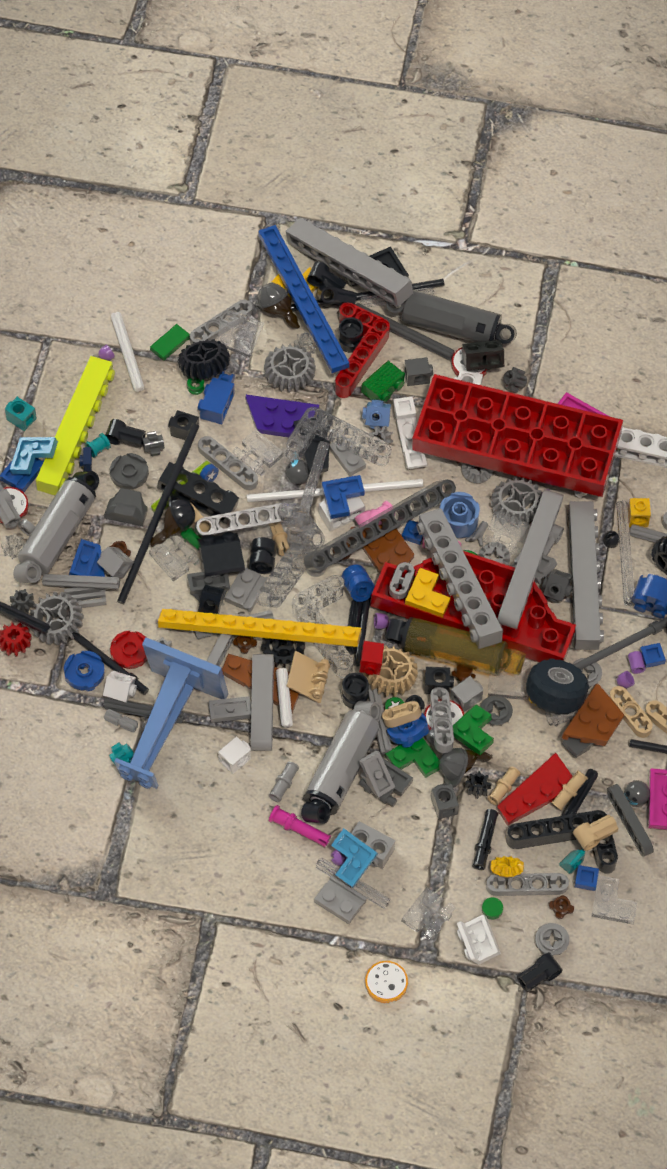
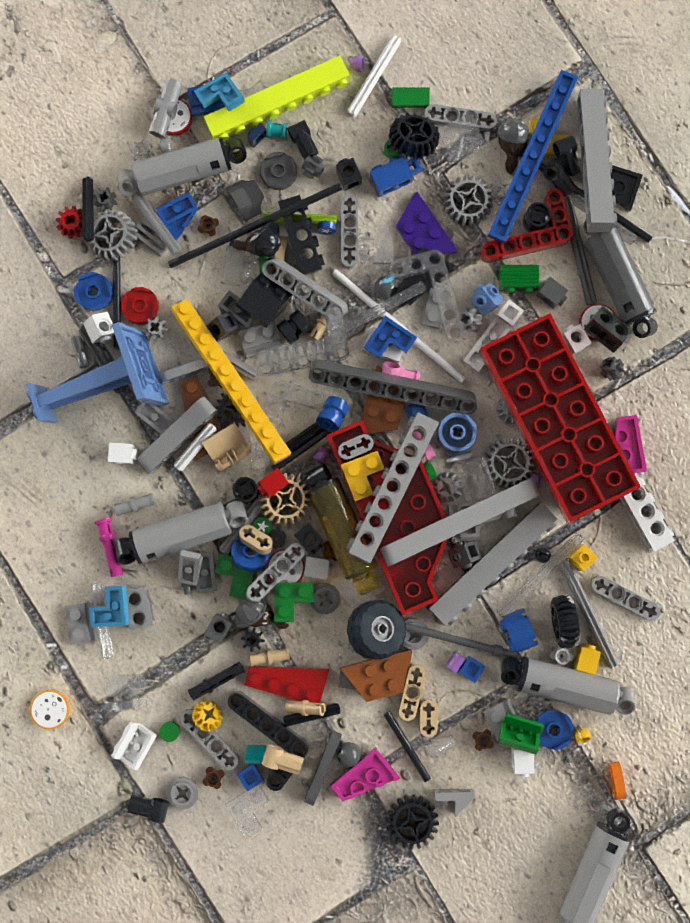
camera: 45 degrees right, 25 degrees up
(23, 419) = (250, 60): teal brick -> none
(115, 562) = (191, 232): light grey brick -> none
(121, 752) = (50, 378): teal gear -> none
(625, 680) = (433, 668): medium lavender hinge -> none

